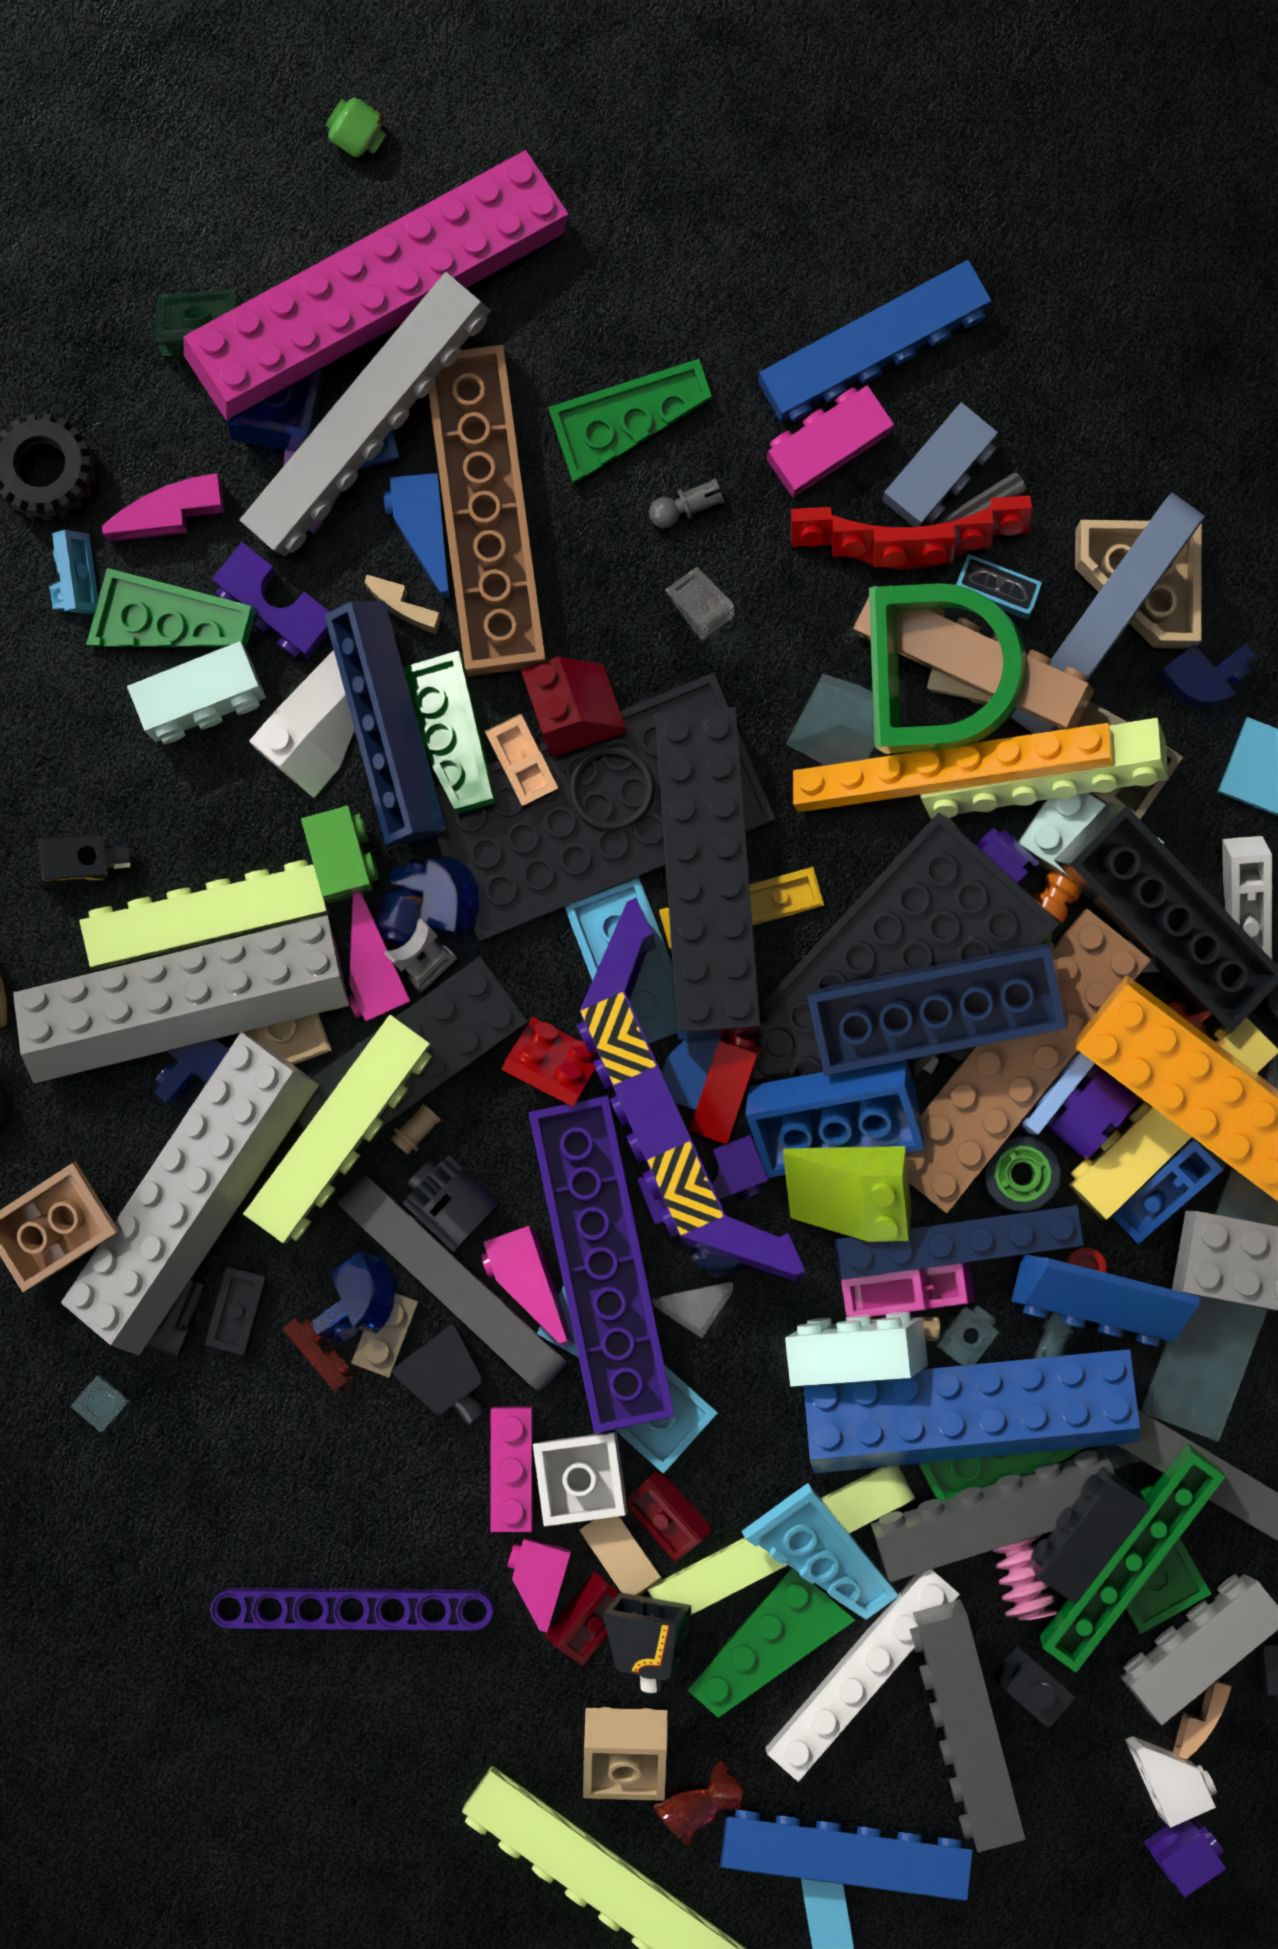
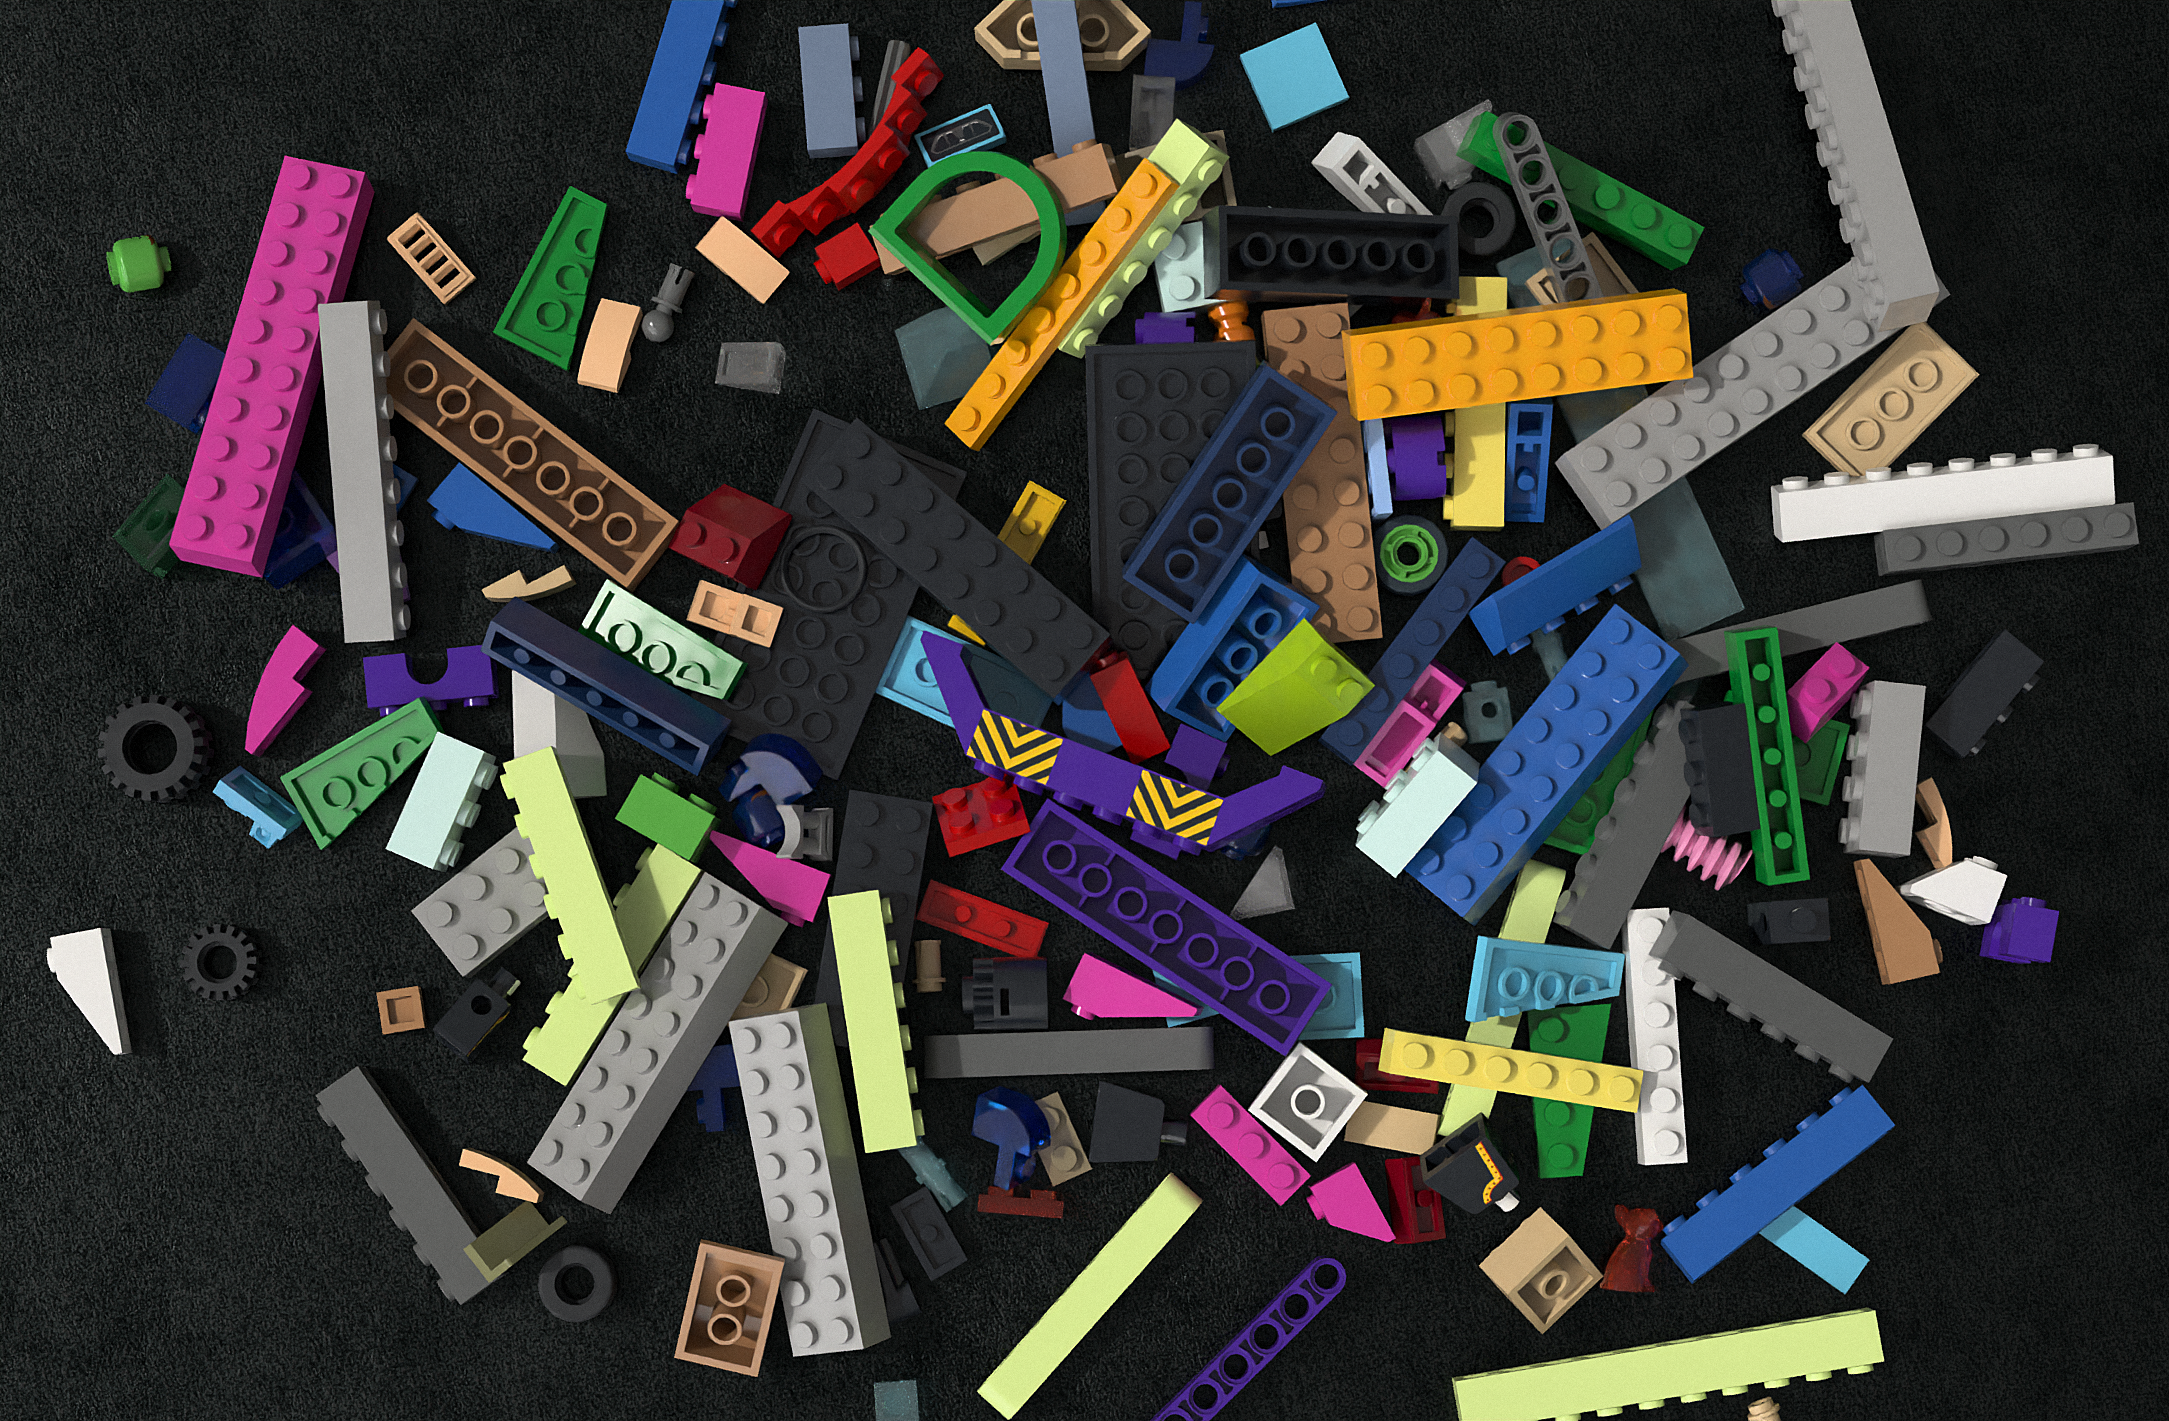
camera: 45 degrees left, 0 degrees up
(33, 806) = (401, 1010): none -> medium nougat plate
(181, 796) = (486, 905): none -> light grey brick
(233, 827) = (571, 875): none -> yellowish green brick
(278, 1275) = (933, 1174): none -> clear light blue pin
(301, 1462) = (1089, 1296): none -> yellowish green beam
(308, 240) = (188, 384): none -> clear blue brick
(482, 1134) = (982, 920): none -> red tile
(556, 282) = (409, 230): none -> light nougat slope
(617, 492) = (608, 345): none -> light nougat slope
(739, 1597) = (1510, 1070): none -> light yellow brick
(766, 524) = (742, 259): none -> light nougat slope
(838, 591) = (846, 257): none -> red brick
(1100, 1771) = (1897, 934): none -> medium nougat slope
(1147, 694) = (1150, 110): none -> clear slope
(1215, 1552) = (1823, 691): none -> dark pink brick

